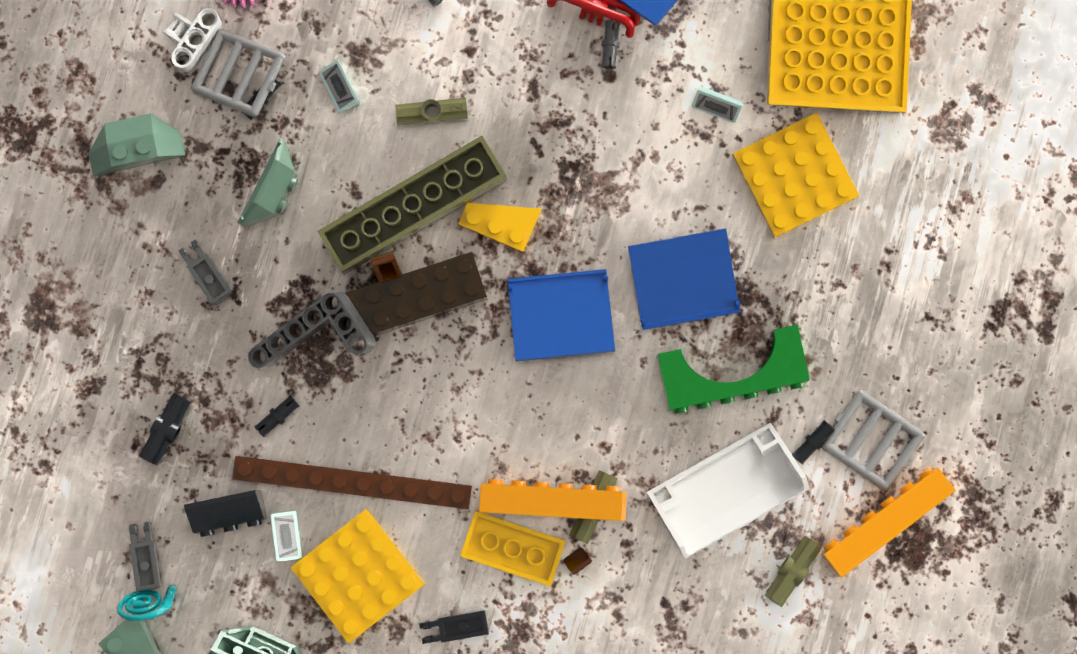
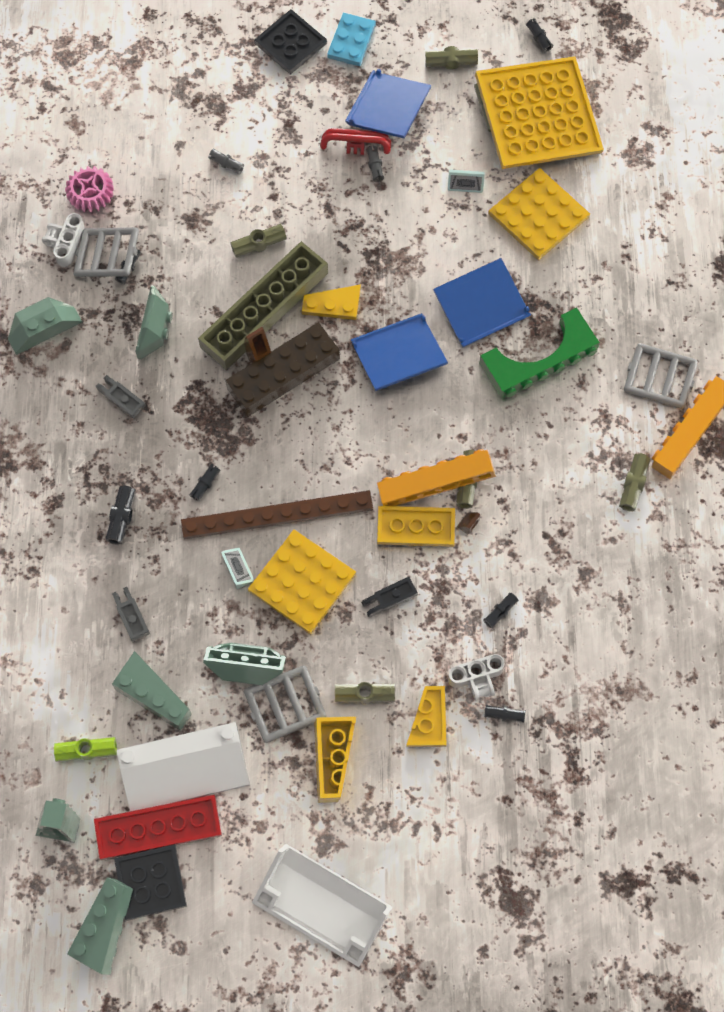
camera: 15 degrees left, 15 degrees down
(137, 599) = (142, 644): teal piece -> none
(226, 512) = (185, 558): black slope -> none
(309, 327) = (213, 407): dark grey beam -> none
(338, 87) = (184, 243): slope -> none
(728, 490) = (566, 439): white slope -> none
(813, 442) = (617, 388): black pin -> none

